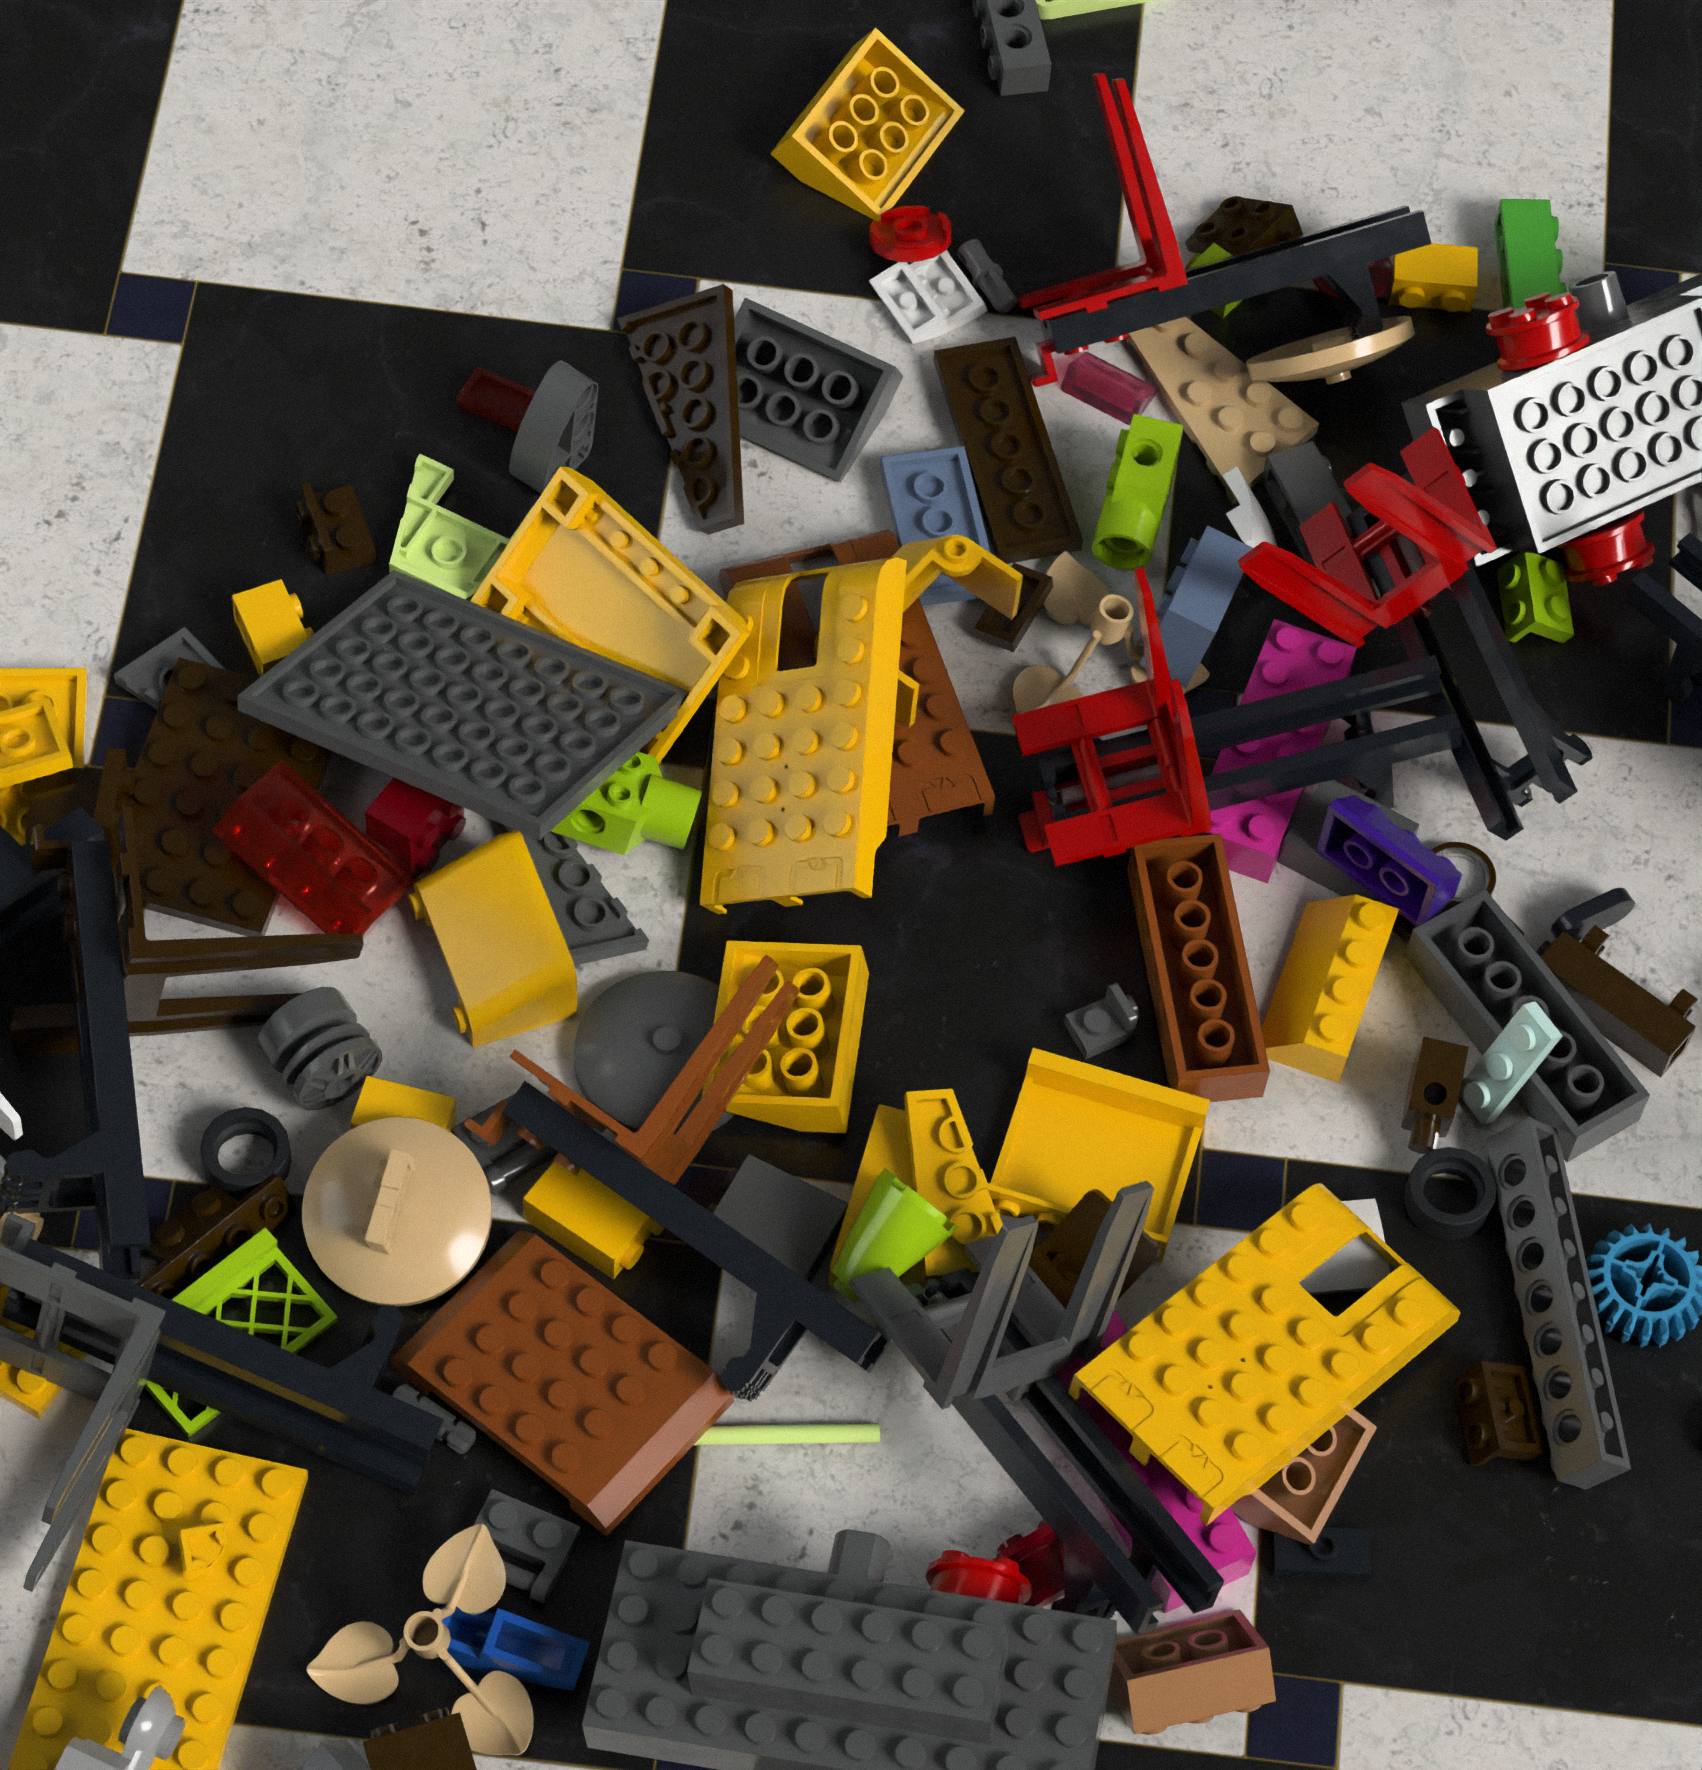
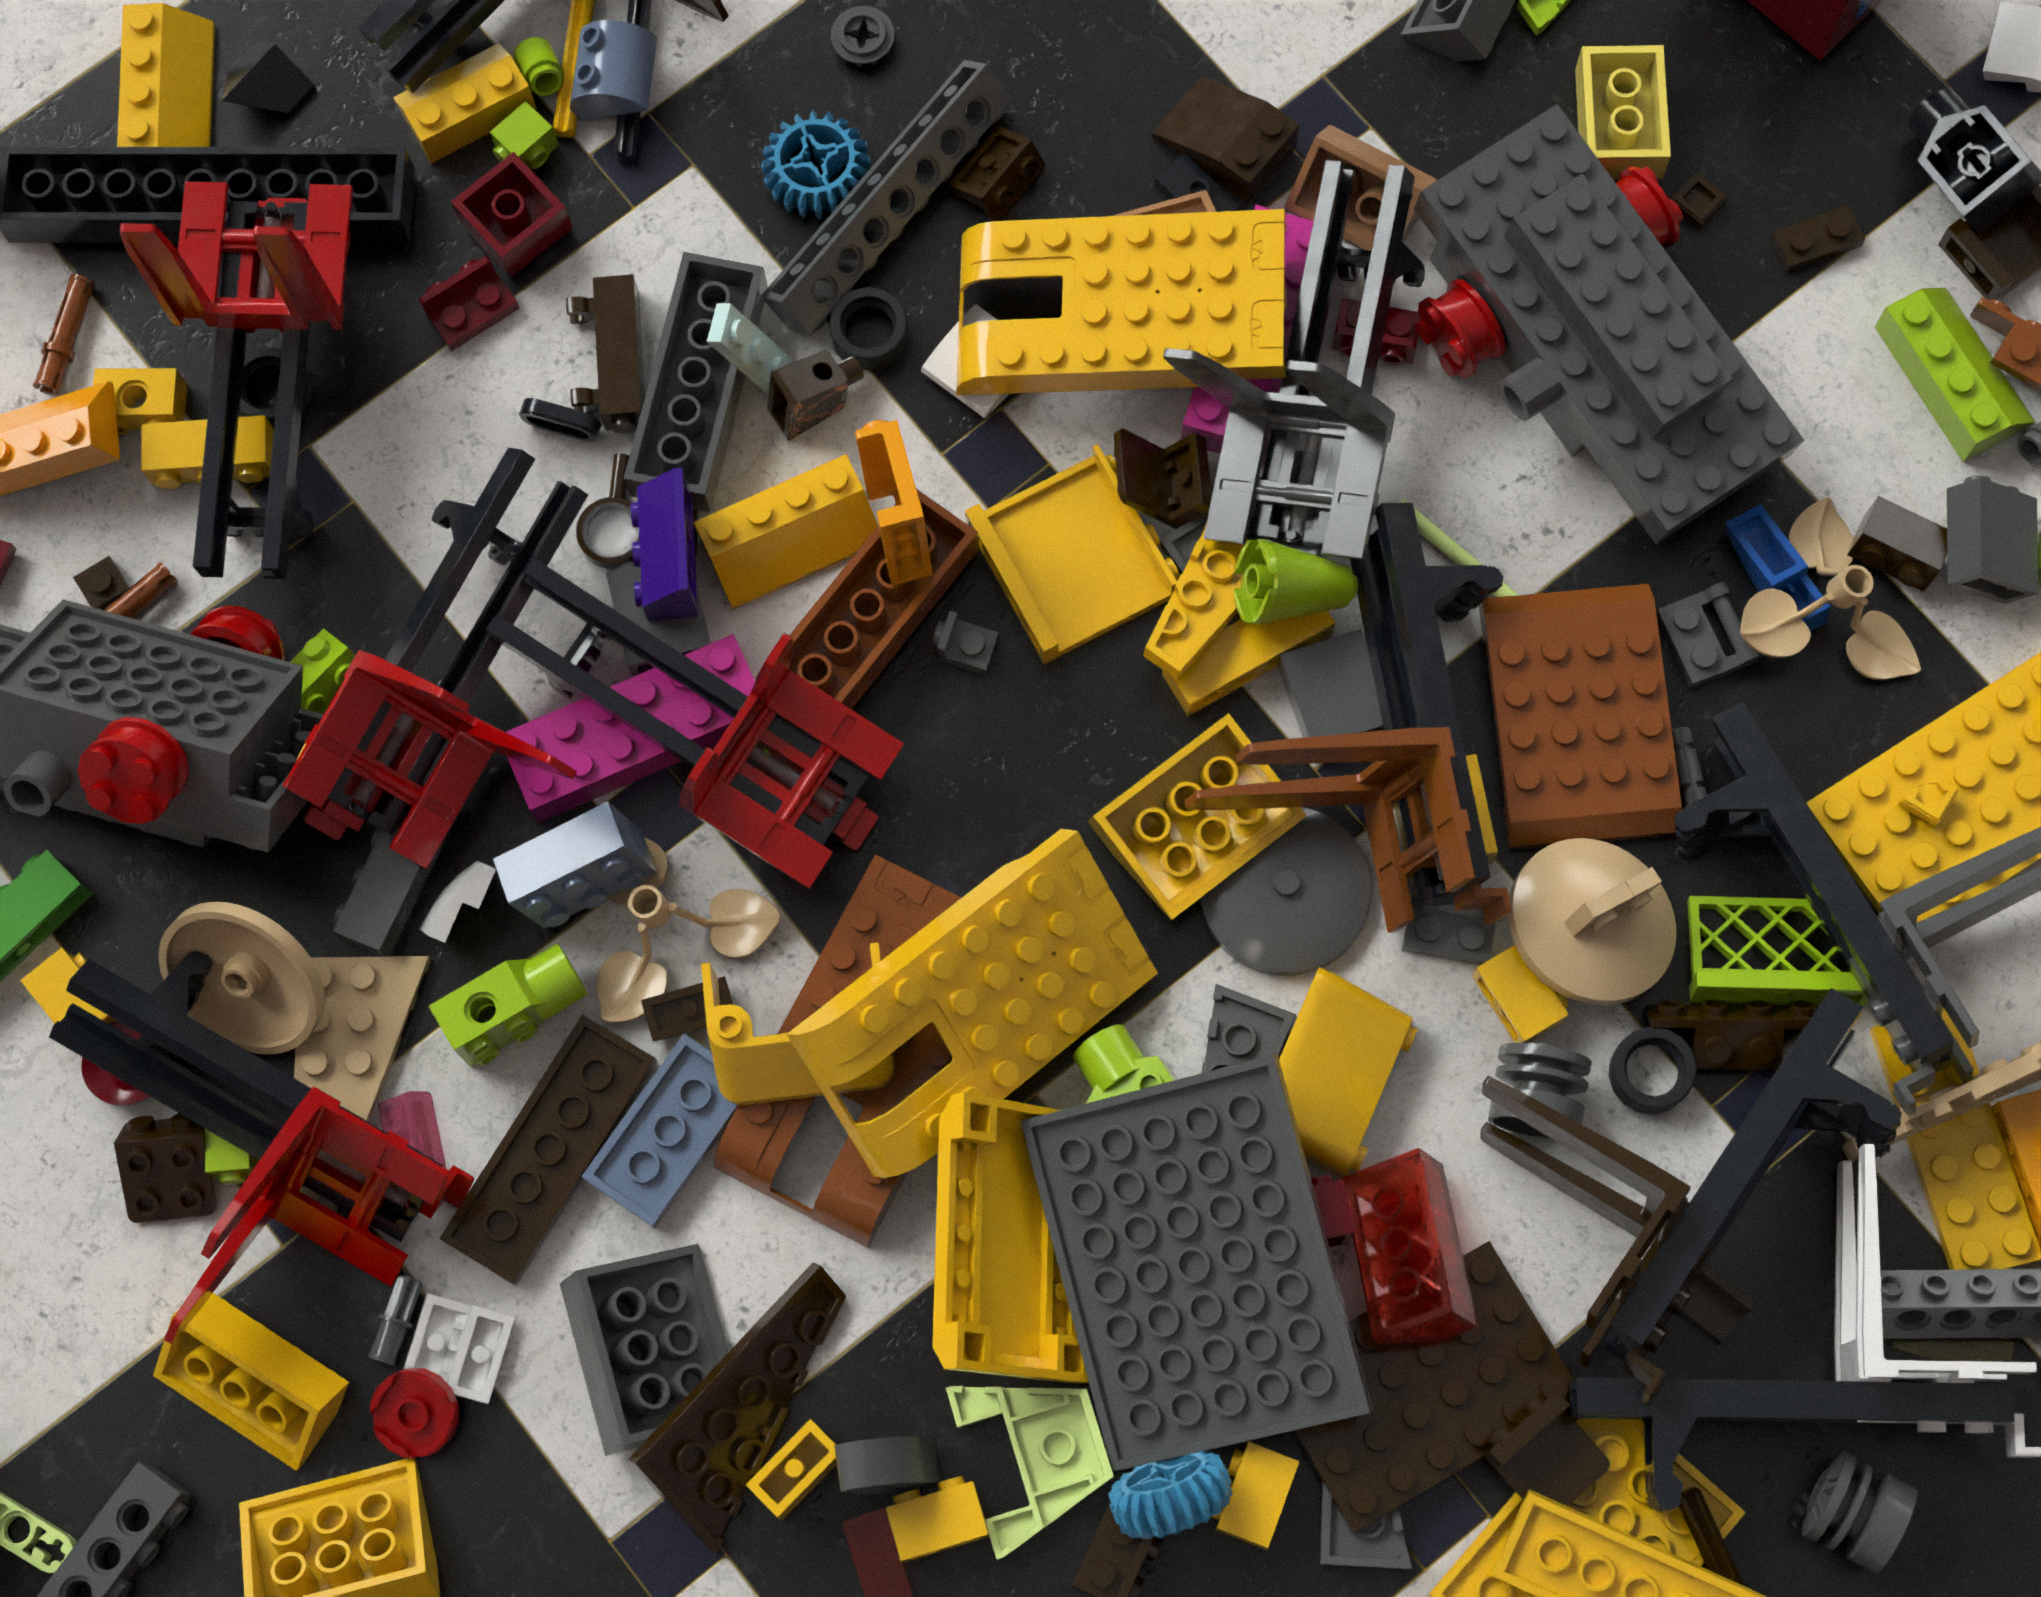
camera: 125 degrees left, 15 degrees up
(333, 561) = (1170, 1495): none -> dark azure gear
(483, 446) = (937, 1519): none -> yellow brick
(617, 392) = (794, 1470): none -> yellow brick
(1036, 174) = (252, 1381): none -> yellow slope
(1246, 988) = (902, 526): none -> light orange panel
(1351, 1620) = (1229, 136): none -> dark brown slope

